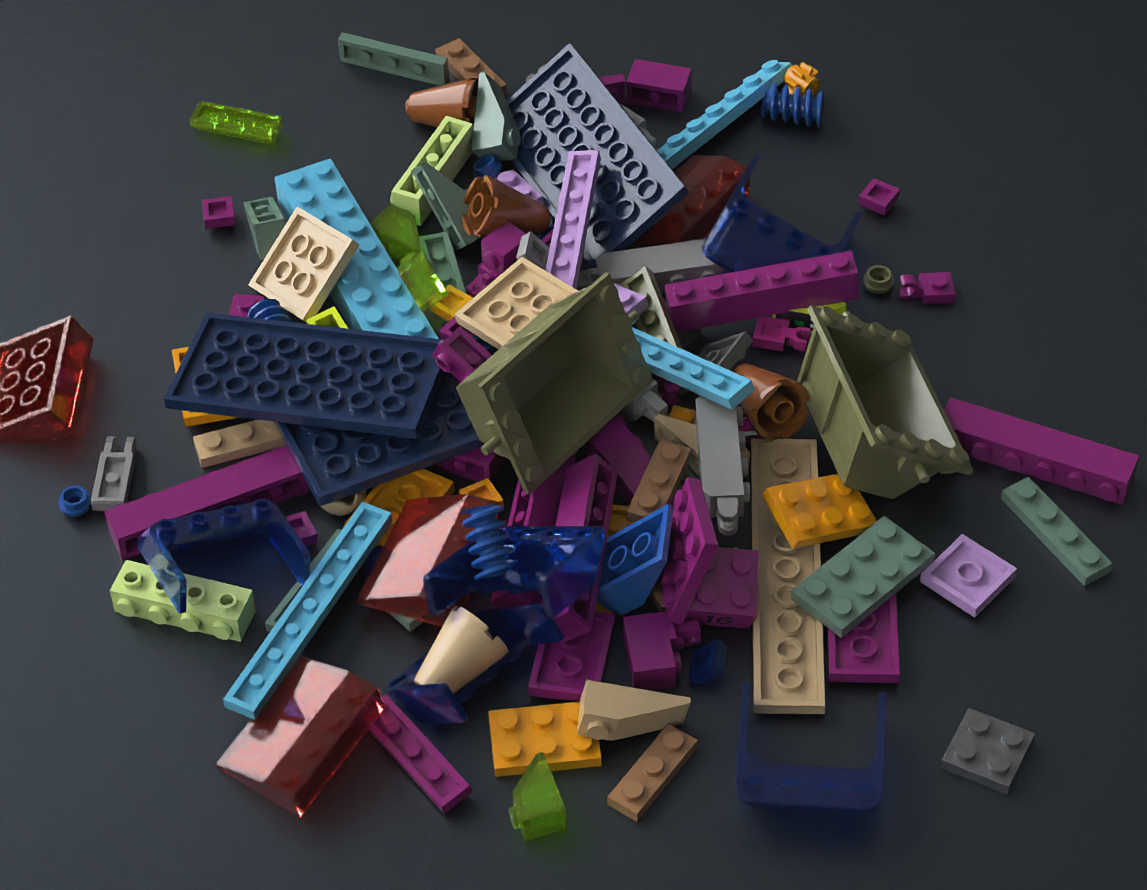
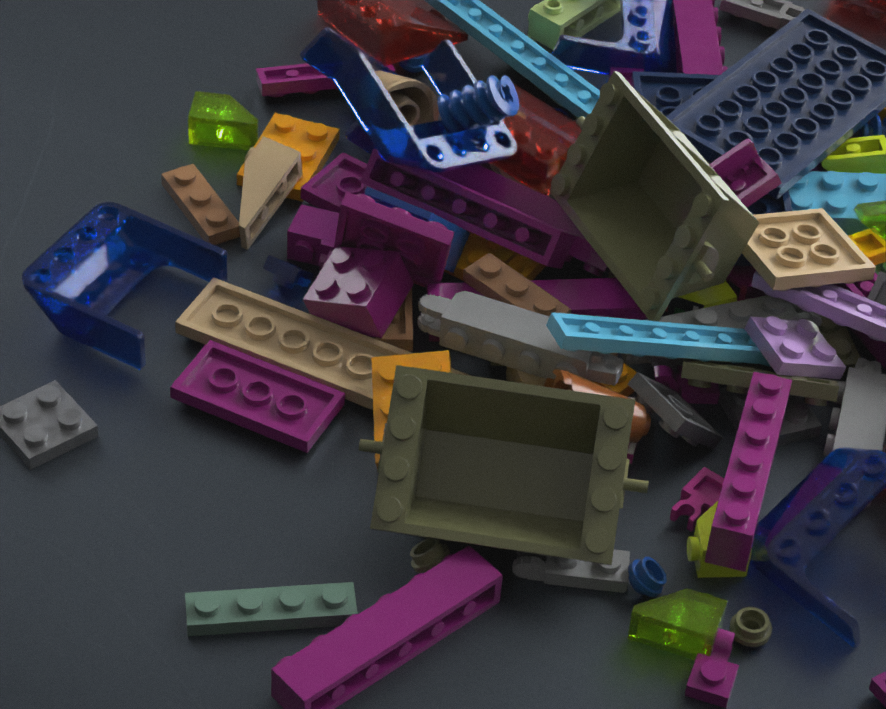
camera: 110 degrees right, 5 degrees down
(862, 576) = (304, 405): sand green plate -> none
(905, 307) = (679, 622): none -> clear neon green slope
(968, 575) = (257, 500): lavender plate -> none

